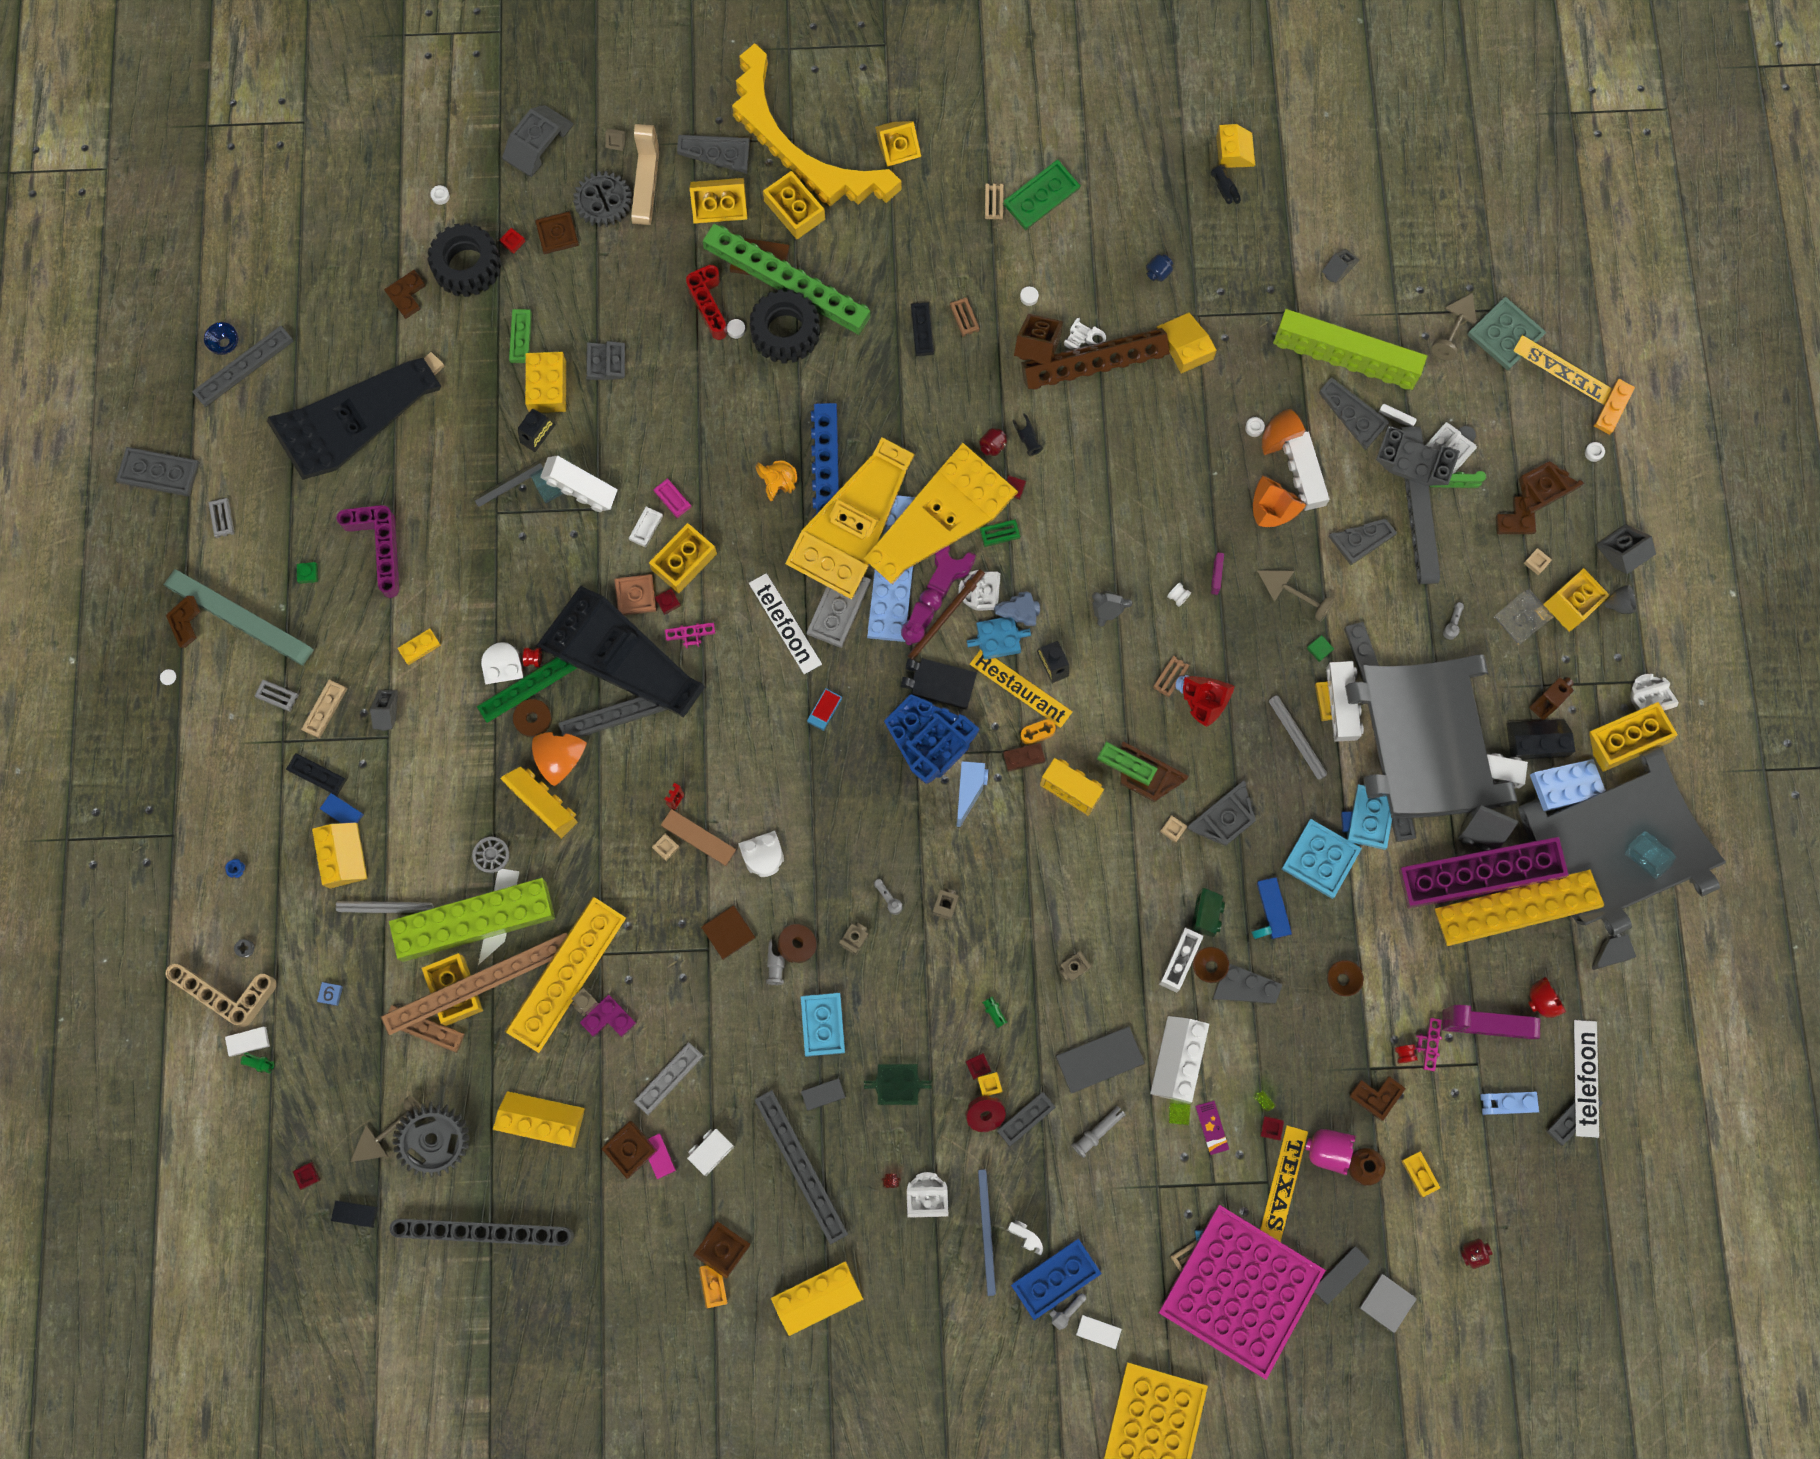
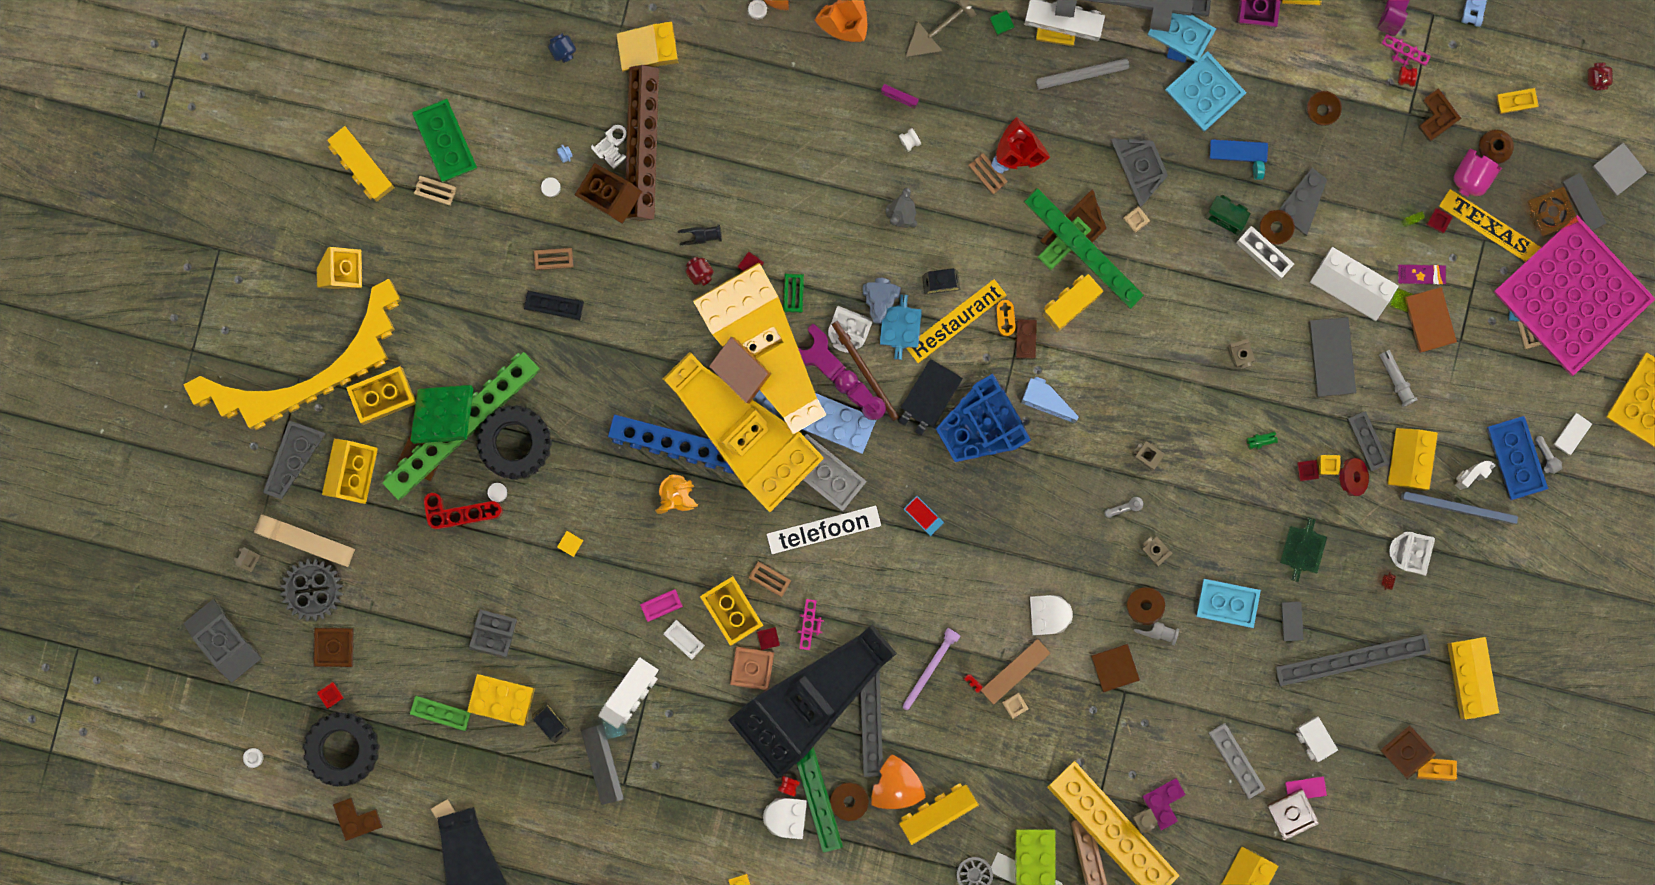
camera: 75 degrees left, 10 degrees up
(707, 403) = (570, 543): none -> yellow tile
(714, 767) = (950, 637): none -> lavender piece
(720, 602) = (756, 571): none -> medium nougat tile
(791, 257) = (442, 414): none -> green plate
(910, 499) = (740, 370): none -> dark orange tile
(997, 132) = (360, 163): none -> yellow brick
(1022, 1169) = (1412, 458): none -> yellow slope
(1063, 298) = (564, 153): none -> light blue plate
(1128, 781) = (1083, 248): none -> green plate
(1168, 1147) = (1430, 319): none -> dark orange tile
(1320, 1242) = (1551, 212): none -> clear orange piece

